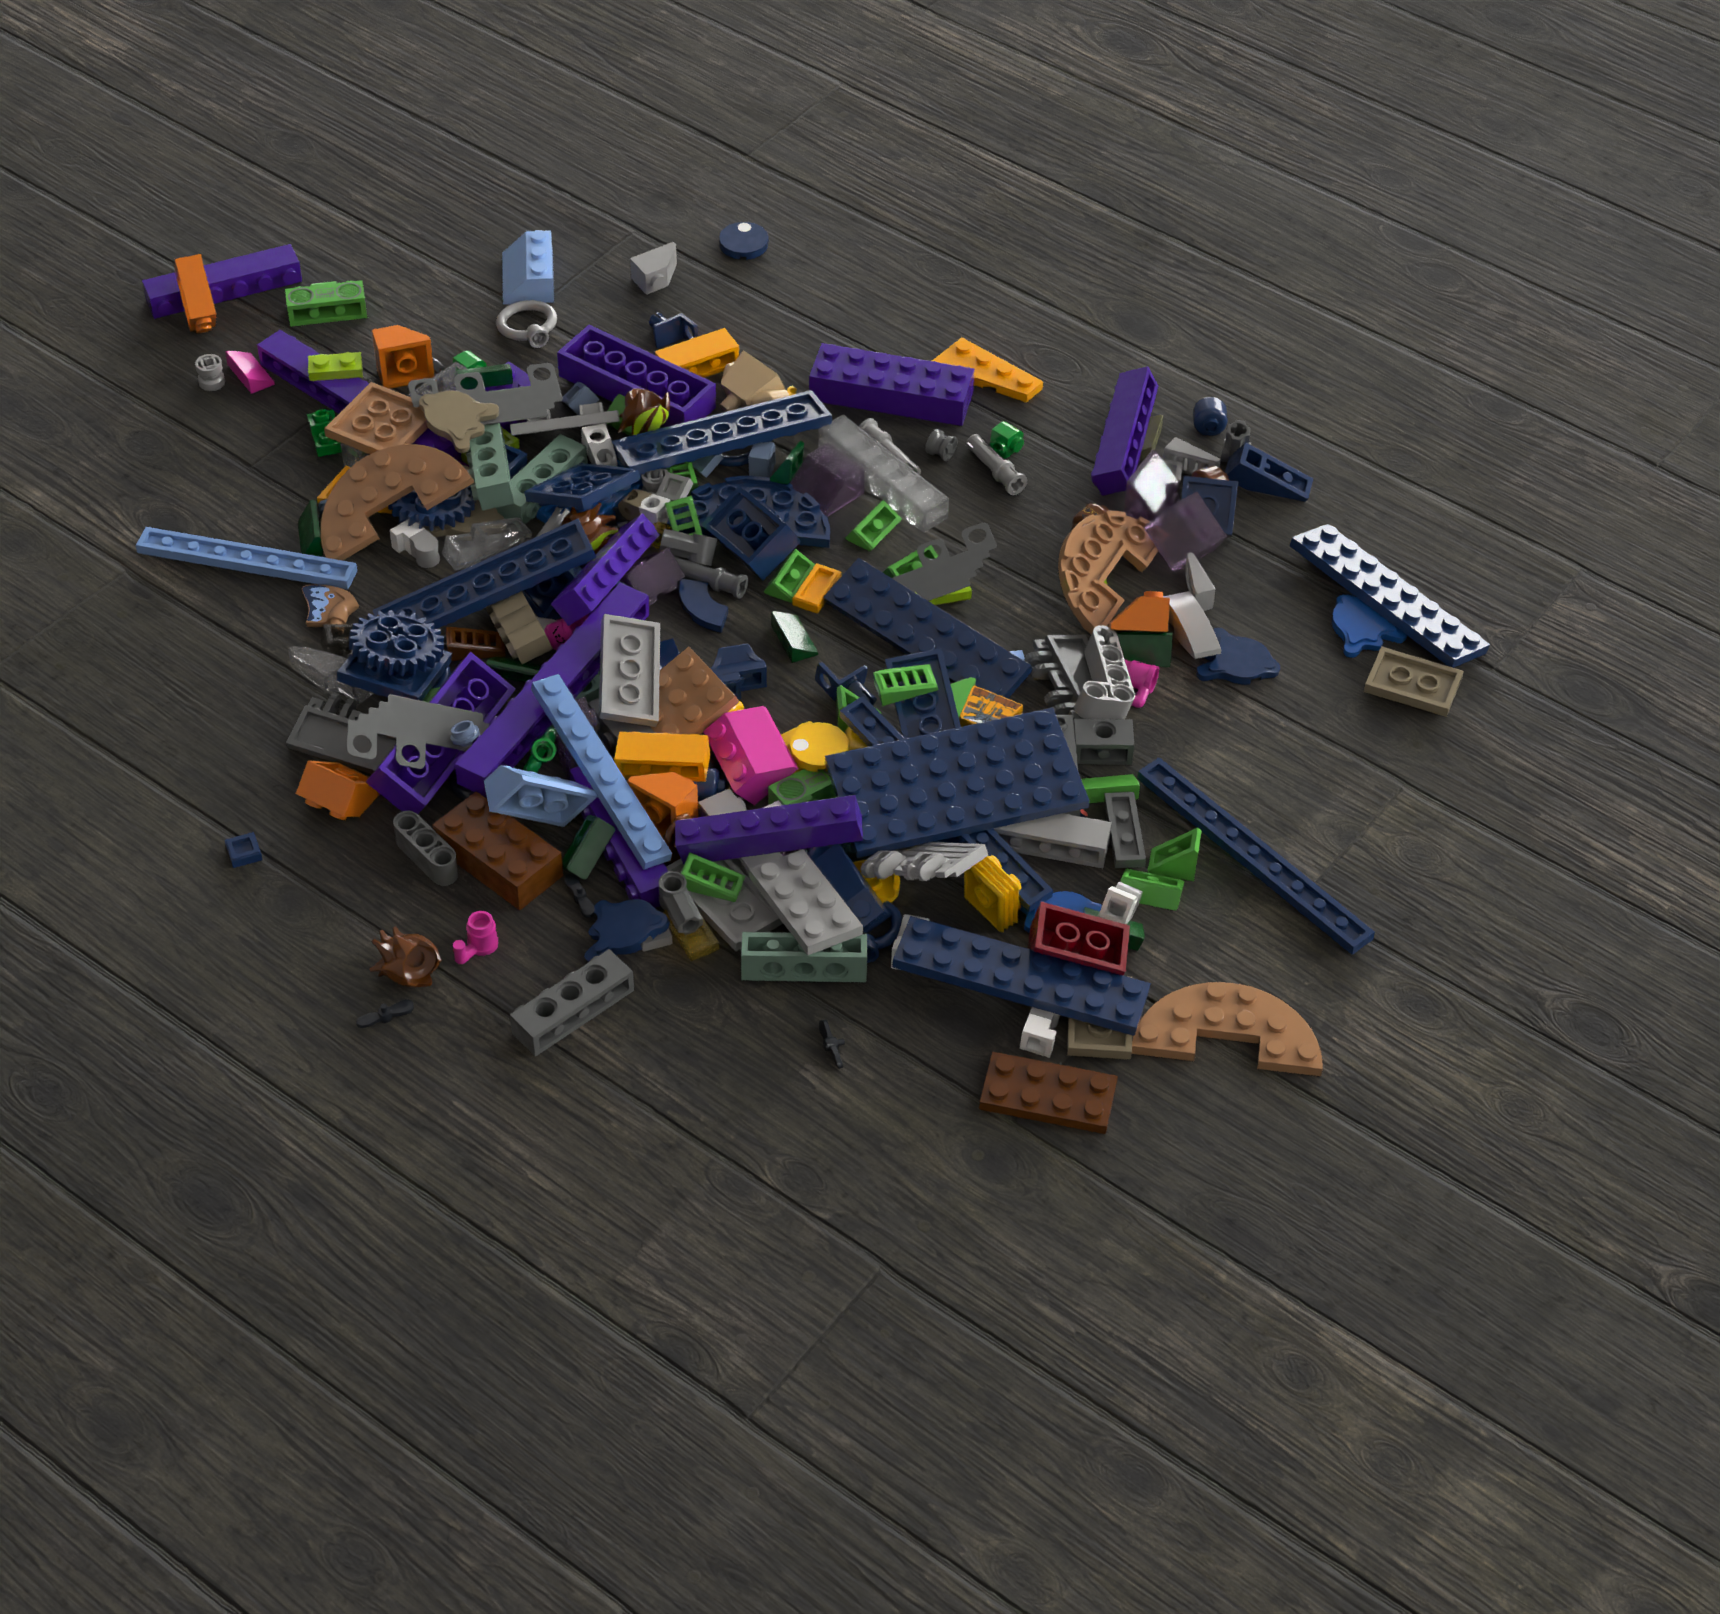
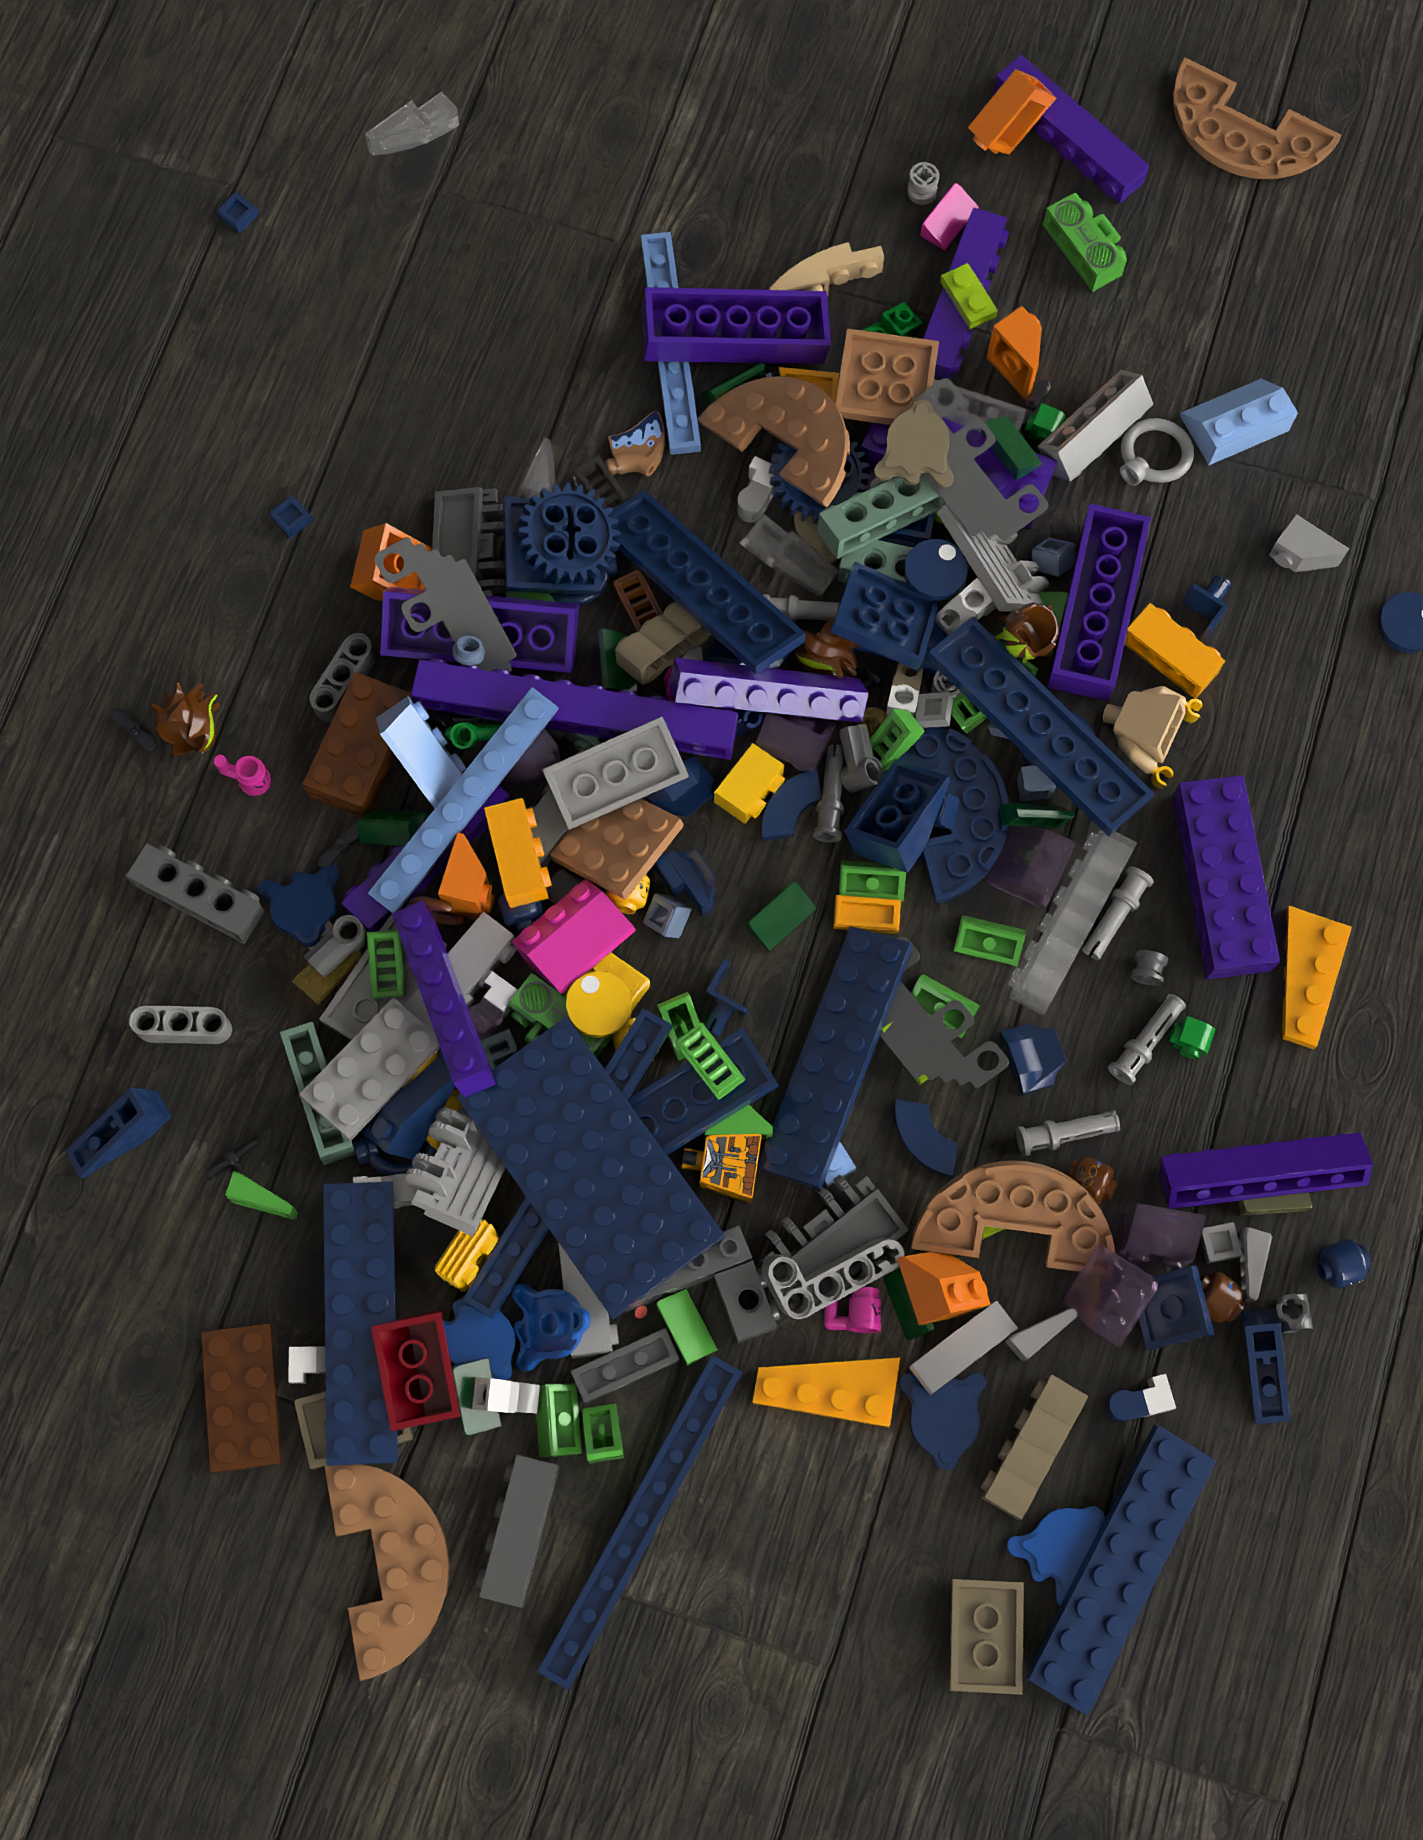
camera: 70 degrees right, 25 degrees up
(250, 451) = (830, 267): none -> tan slope
(266, 504) = (735, 325): none -> dark purple brick
(319, 189) = (1238, 141): none -> medium nougat plate
(486, 333) = (1097, 424): none -> light grey brick
(558, 451) = (935, 569): none -> dark blue tile
(675, 617) = (749, 784): none -> yellow brick
(691, 1044) = (166, 1018): none -> light grey beam
(757, 697) = (667, 915): none -> sand blue slope
(769, 1114) = (121, 1128): none -> dark blue slope
(875, 1029) = (252, 1195): none -> bright green slope
(975, 514) = (1033, 1056): none -> dark blue slope
(1022, 606) = (922, 1139): none -> dark blue tile
(1046, 534) = (1053, 1134): none -> light grey pin
(1074, 858) = (550, 1324): none -> blue tile
(1192, 716) = (840, 1390): none -> light orange wing
(1235, 929) = (519, 1531): none -> dark grey brick
(1269, 540) = (1129, 1405): none -> leg
(1282, 612) = (1034, 1447): none -> dark tan brick

